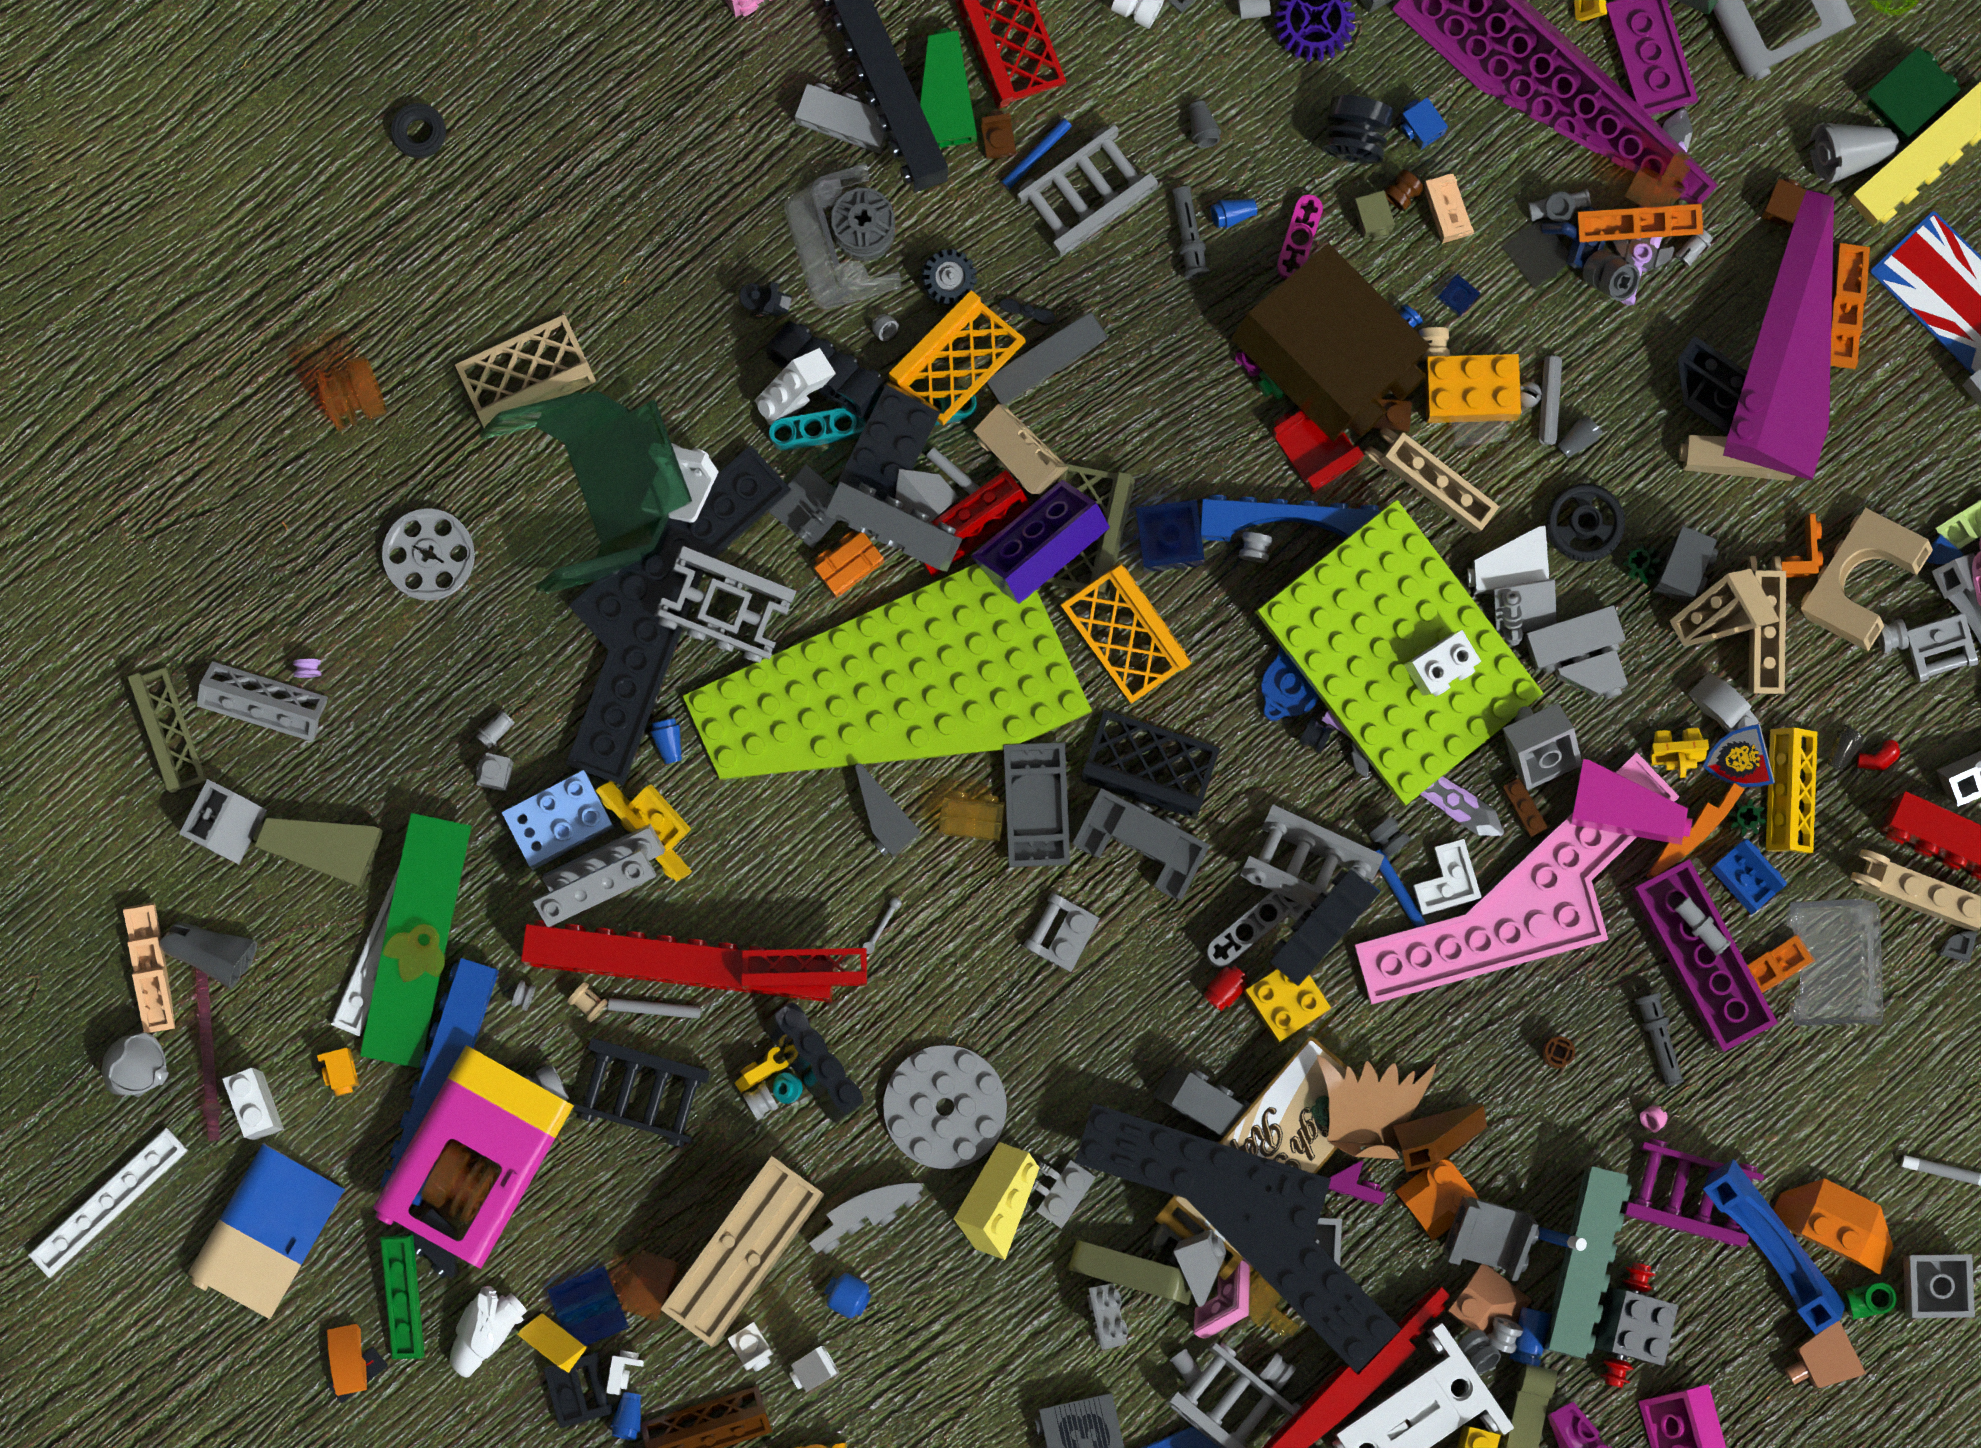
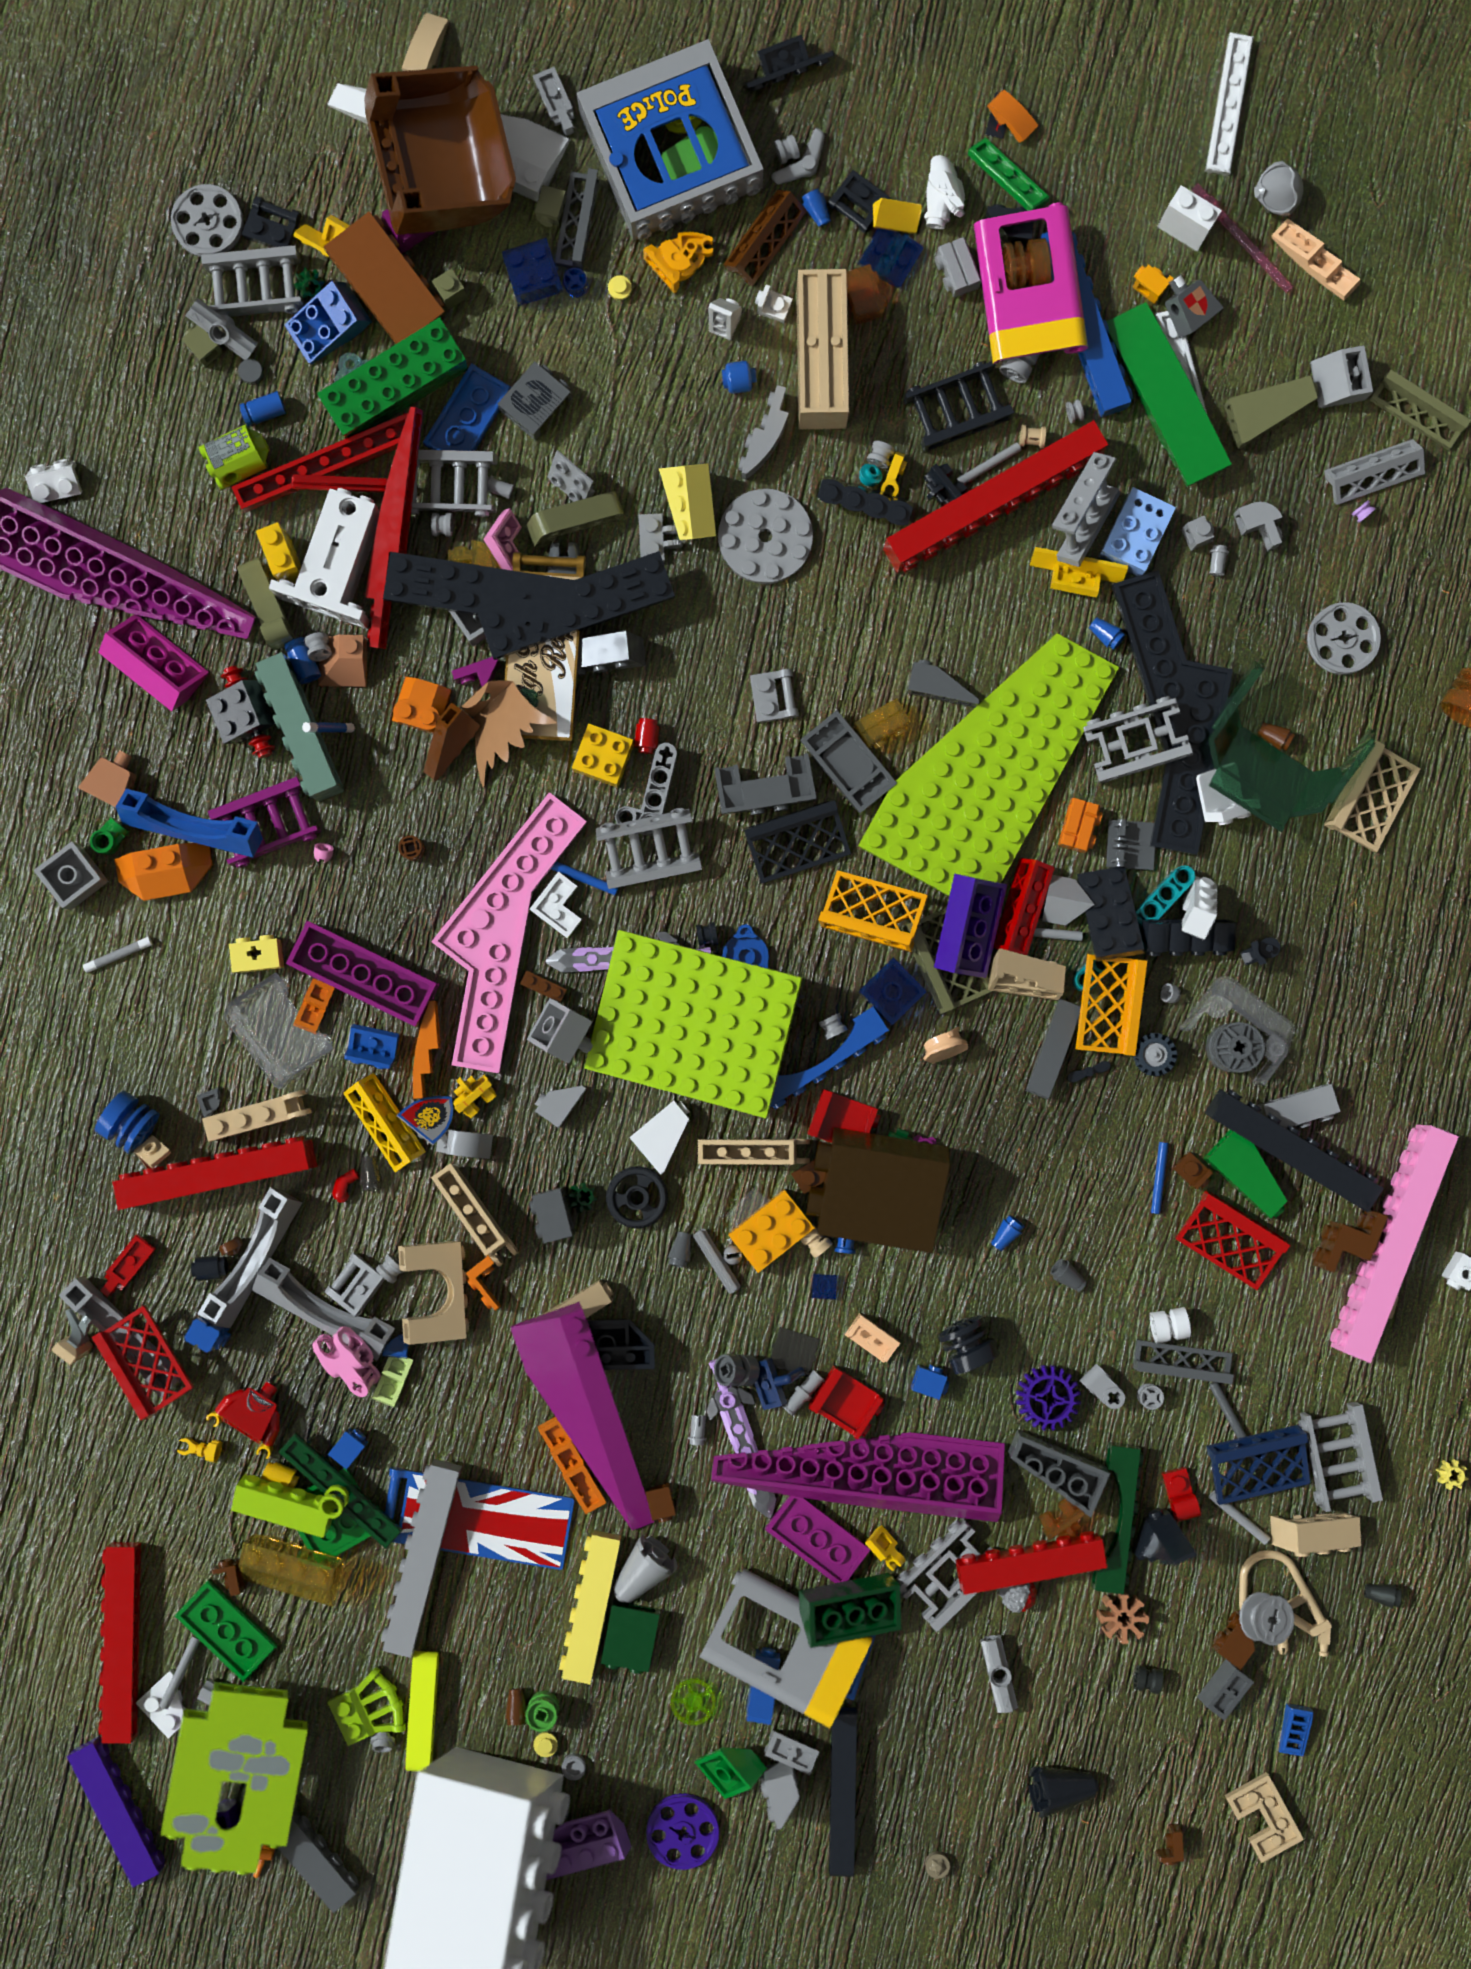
camera: 140 degrees right, 5 degrees up
(214, 953) = (1286, 293): dark grey piece -> none
(265, 1231) = (1121, 155): door -> none
(321, 1012) = (1190, 305): none -> dark grey torso
(414, 956) = (1161, 381): clear yellow plate -> none
(417, 740) = (1260, 517): none -> light grey brick
(529, 1239) = (958, 267): none -> light grey brick
(575, 505) = (1276, 735): none -> reddish brown cone
(618, 1376) = (842, 228): white bracket -> none
(724, 1018) = (941, 486): none -> black hips
(804, 979) = (908, 536): red fence -> none
(894, 525) = (1071, 864): dark grey wedge -> none
(895, 903) = (885, 599): light grey hinge -> none
(1114, 203) = (1086, 1181): light grey fence -> none
(1154, 441) = (944, 1046): none -> light nougat hat
(1191, 247) = (1014, 1187): dark grey pin -> none
(1200, 1262) = (537, 547): light grey slope -> none
(1298, 215) = (965, 1262): dark pink beam -> none
(1324, 926) = (611, 810): black brick -> none
(1374, 216) = (915, 1297): olive brick -> none
(1384, 832) = (619, 905): dark grey wheel -> none
(1405, 187) = (909, 1329): reddish brown wheel -> none
(1442, 664) = (659, 1033): white brick -> none
(1478, 1350) = (325, 622): dark grey wheel -> none
(1491, 1236) = (371, 702): dark grey panel -> none
(1521, 164) = (847, 1402): none -> red panel
(1524, 608) = (635, 1111): light grey hinge -> none
(1560, 206) = (802, 1391): dark grey tile -> none
(1574, 639) = (588, 1116): light grey brick -> none
(1624, 807) = (481, 1029): dark pink slope -> none
(1640, 223) = (742, 1418): orange slope -> none
(1656, 1024) = (363, 911): dark grey pin -> none
(1659, 191) = (748, 1447): clear orange brick -> none
(1702, 926) = (375, 988): light grey pin -> none
(1725, 609) = (504, 1201): tan wedge -> none
(1754, 814) = (394, 1079): dark green gear -> none
(1819, 1061) = (270, 957): none -> light yellow brick

